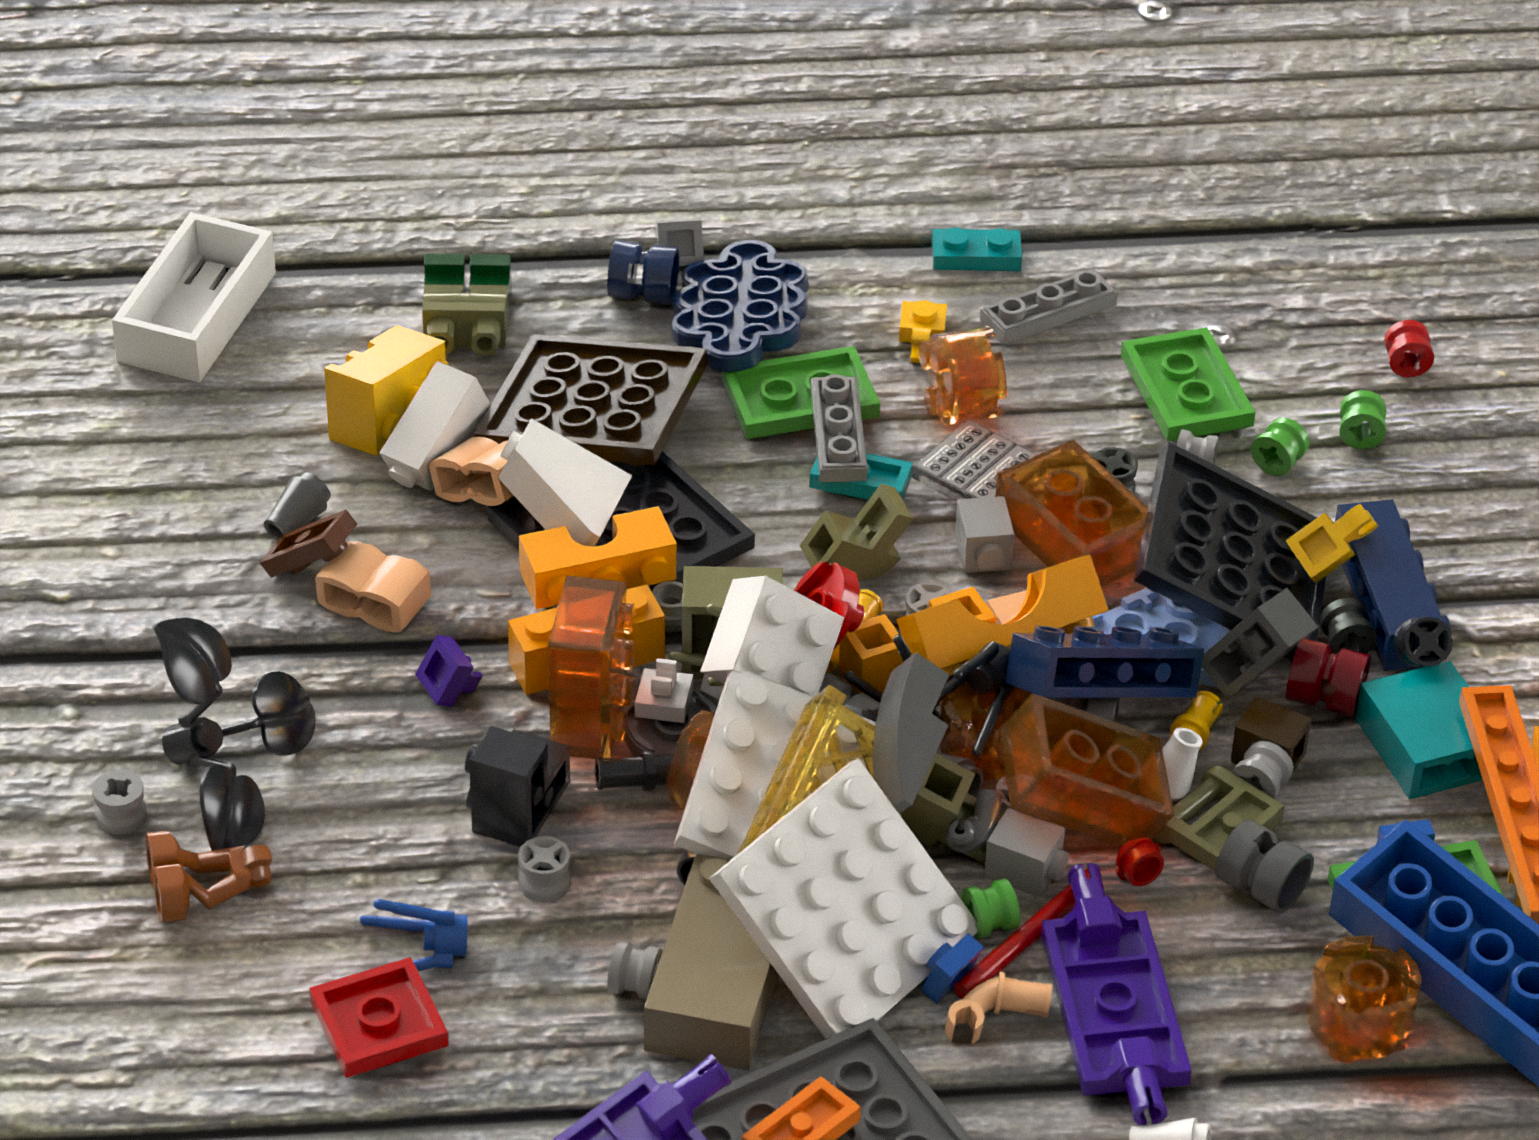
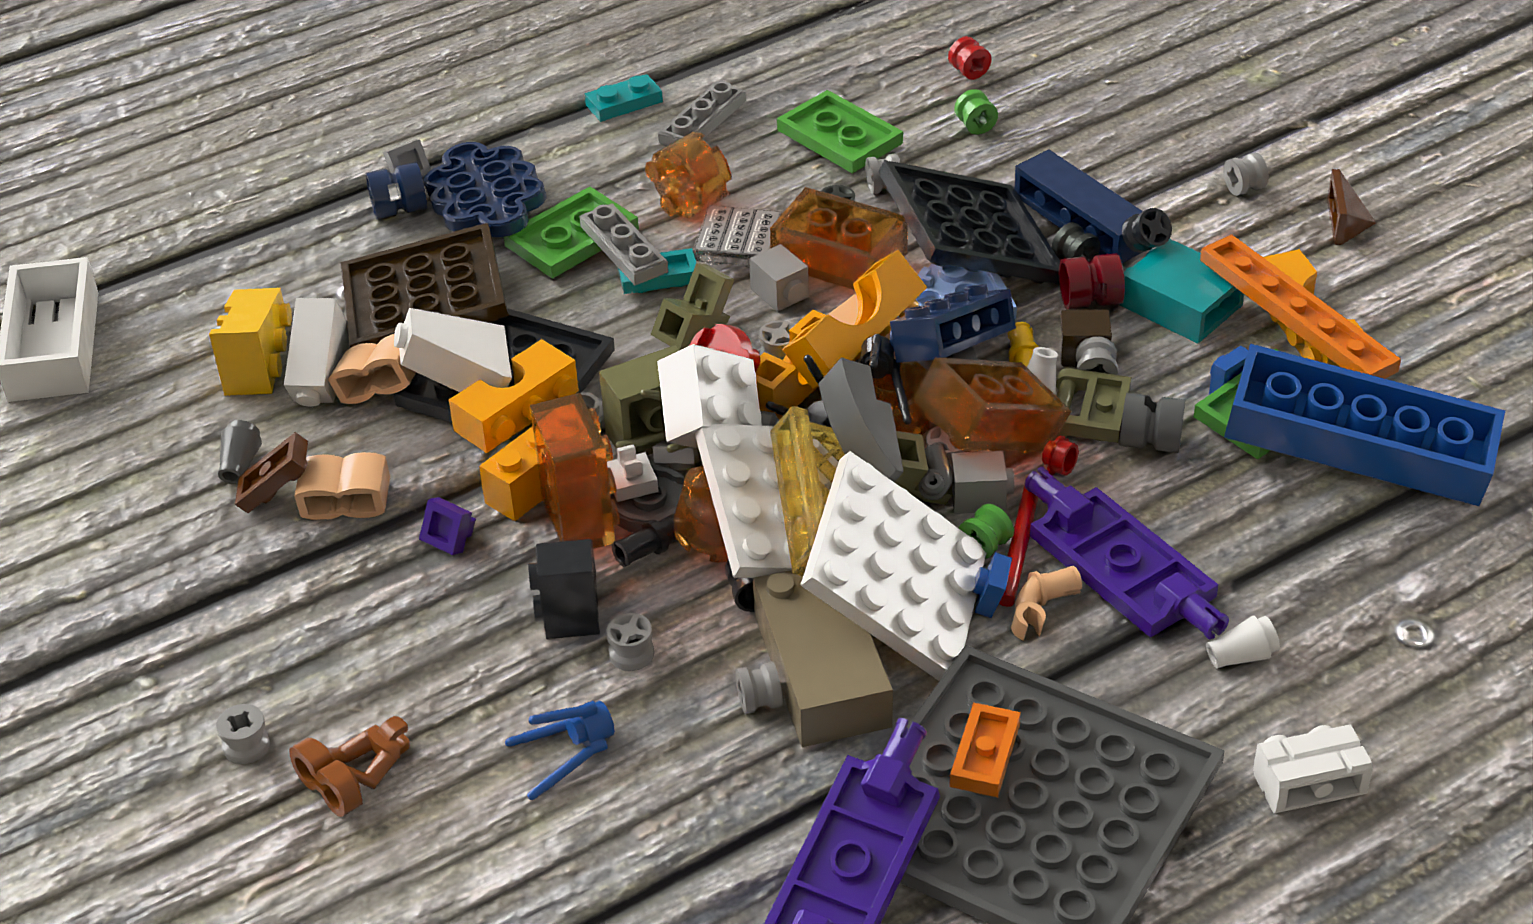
camera: 25 degrees left, 0 degrees up
(195, 664) = (272, 590): black plant -> none
(378, 1017) = (580, 812): red plate -> none
(469, 318) = (276, 262): olive hips -> none
(919, 322) = (624, 158): yellow plate -> none
(1257, 643) = (1041, 271): dark grey brick -> none
(1280, 446) = (929, 141): bright green wheel -> none
(1324, 543) = (1028, 193): yellow plate -> none
(1363, 999) = (1294, 484): clear orange brick -> none

